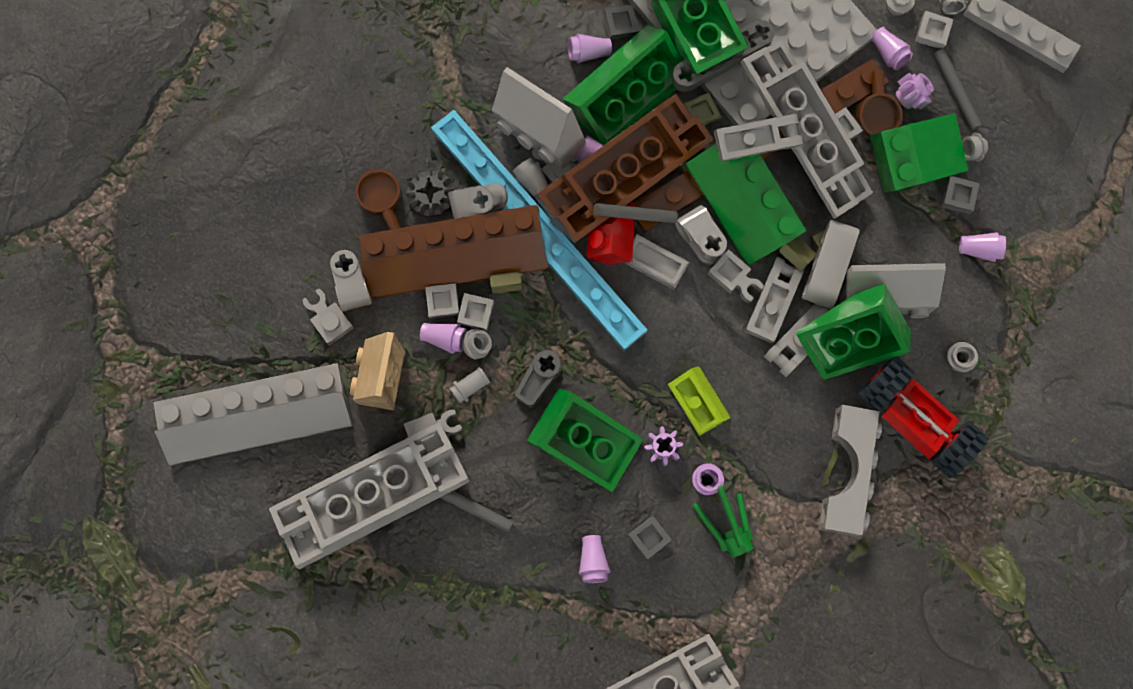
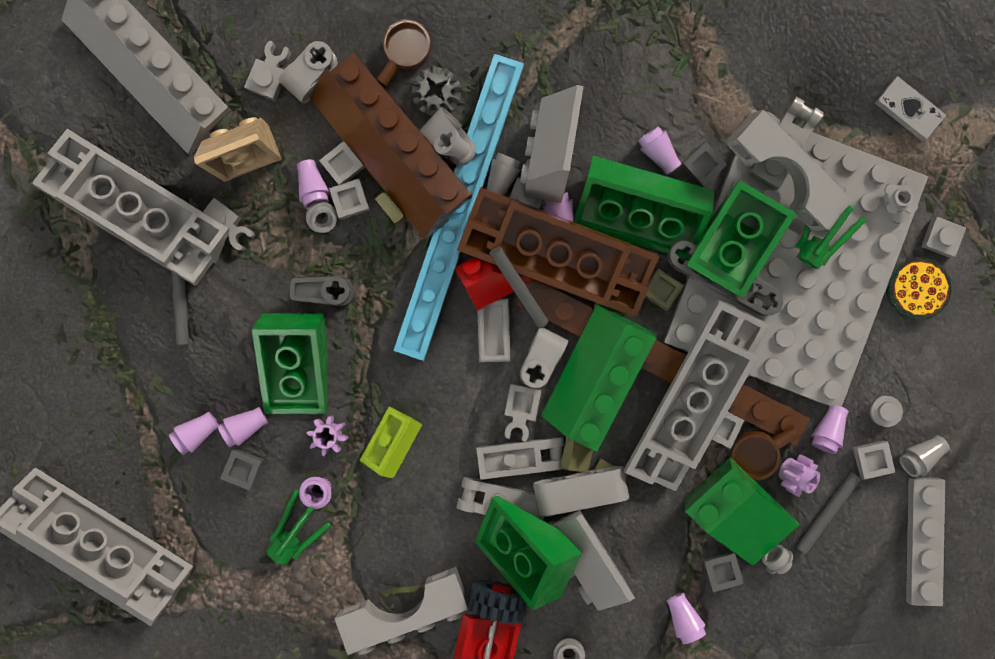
camera: 65 degrees right, 10 degrees up
(469, 385) = (281, 233): light grey pin -> none
(612, 517) = (241, 426): none -> lavender cone
(757, 137) = (649, 359): light grey plate -> none

